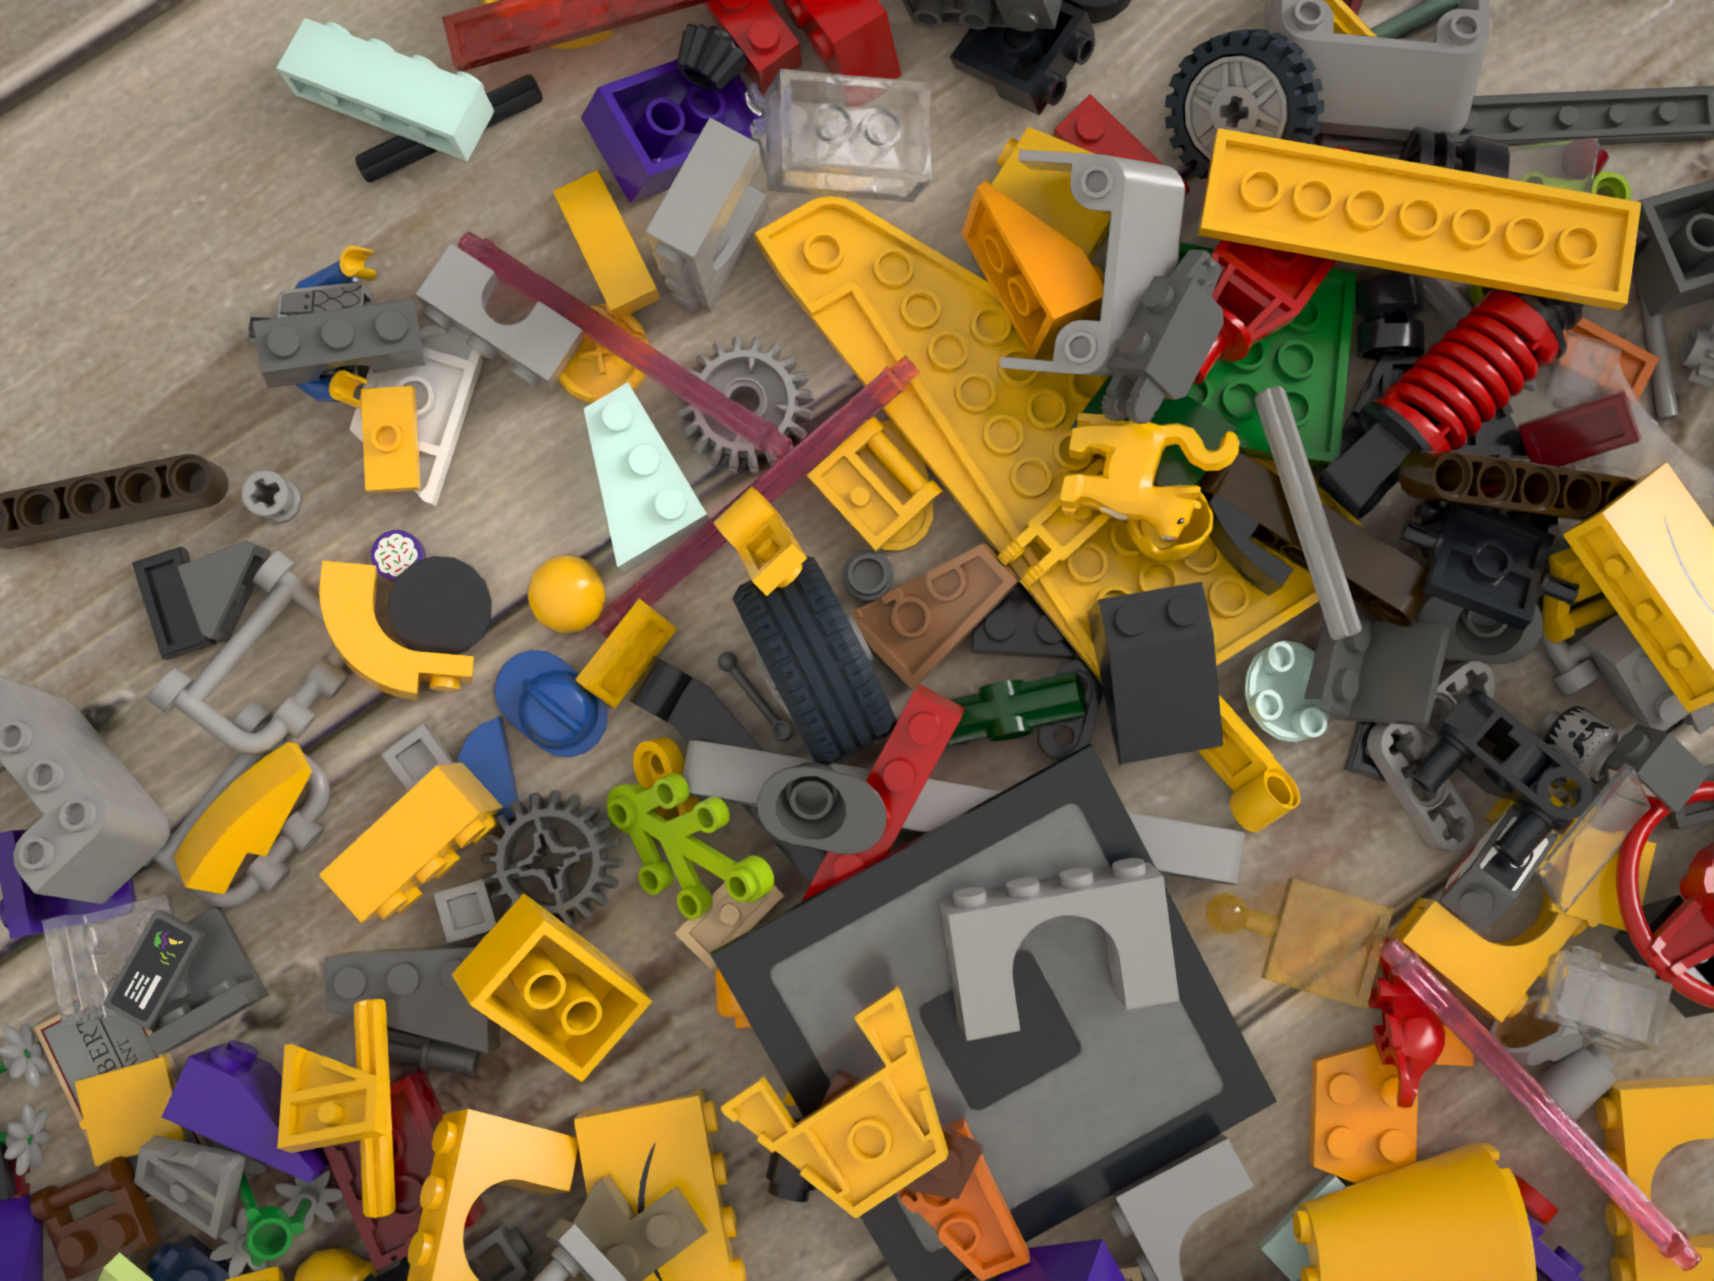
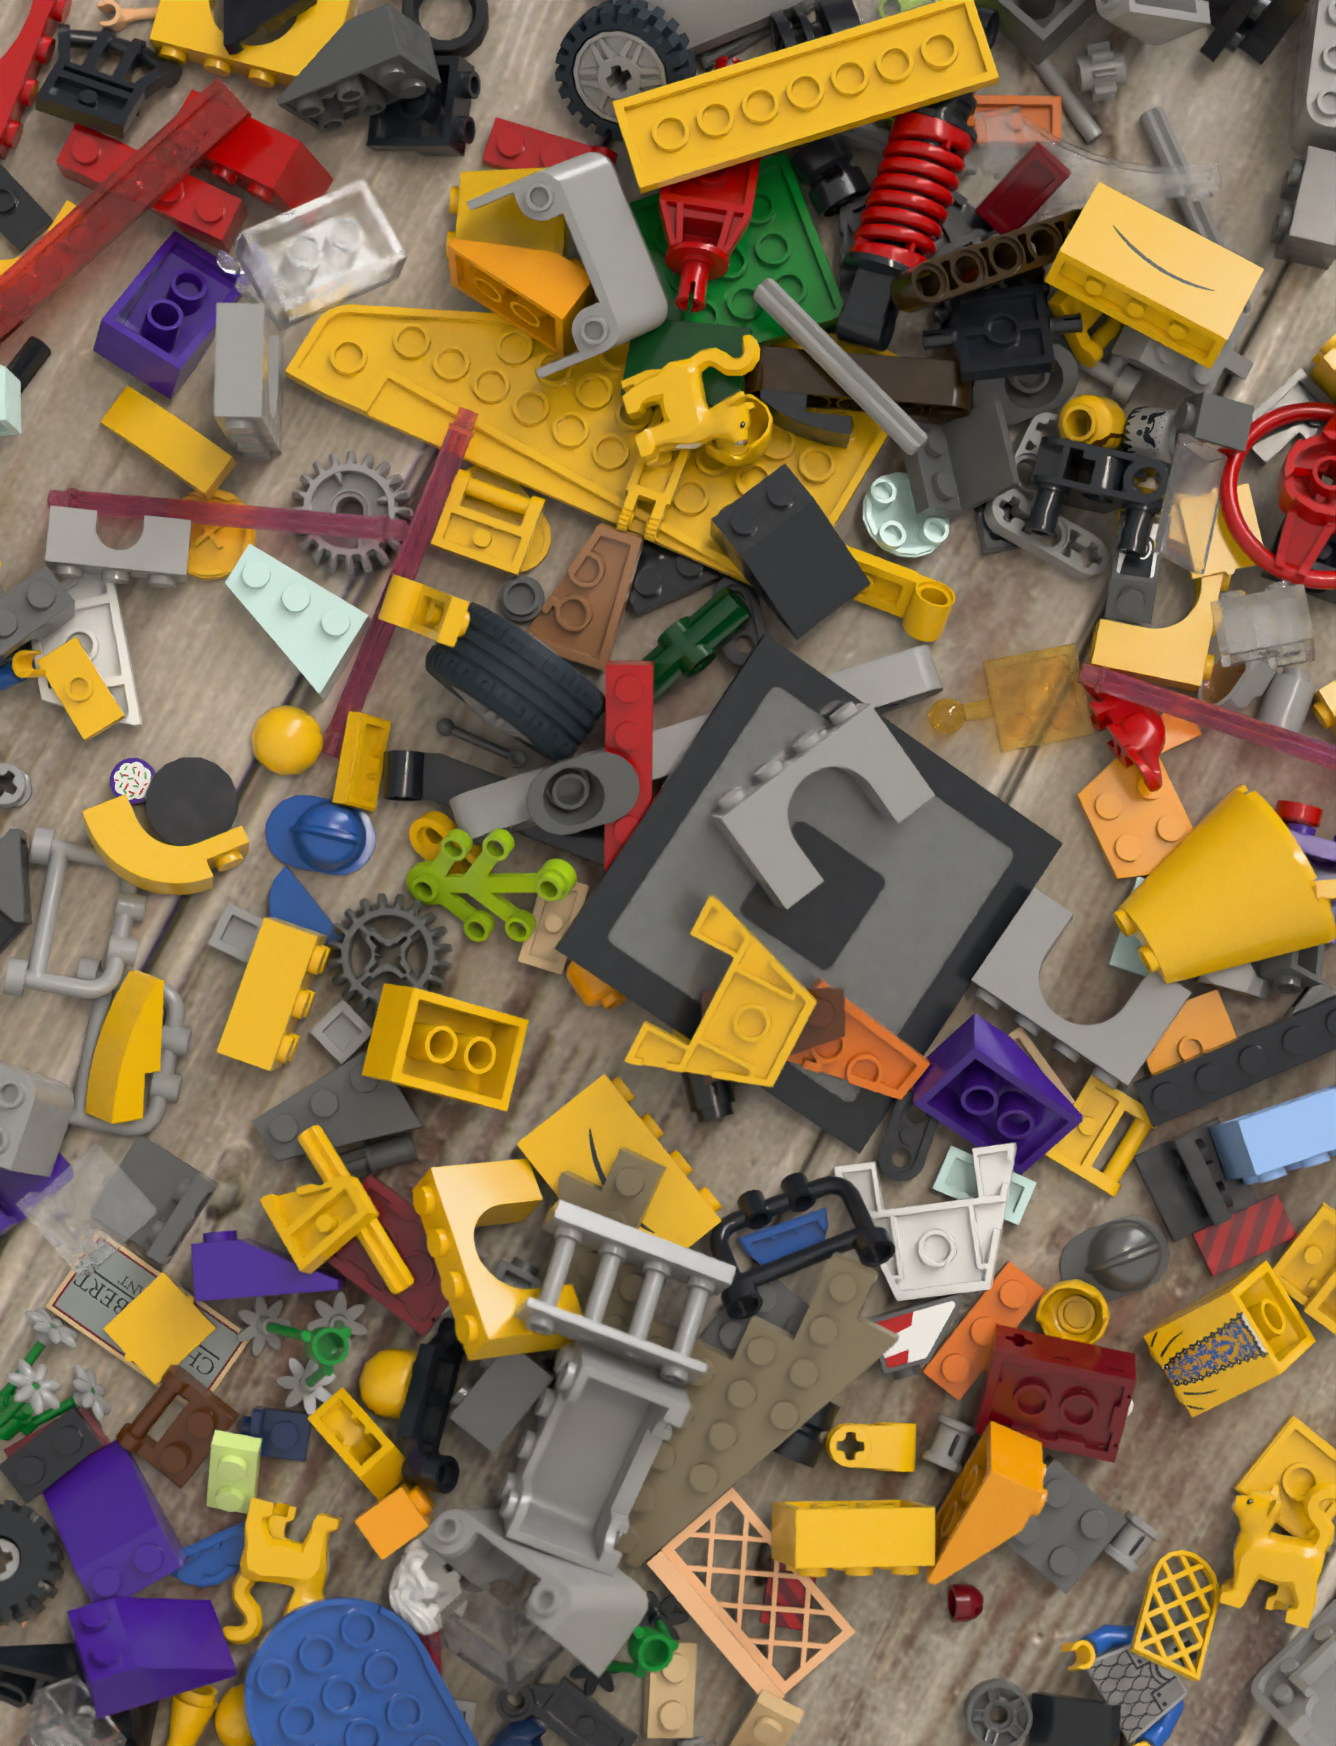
camera: 30 degrees left, 0 degrees up
(154, 969) = (121, 1202): tile -> none
(192, 1180) = (241, 1347): light grey wing -> none
(709, 57) = (175, 248): black piece -> none
(1165, 340) = (657, 290): dark grey hinge -> none
(1528, 682) = (1092, 421): none -> yellow head

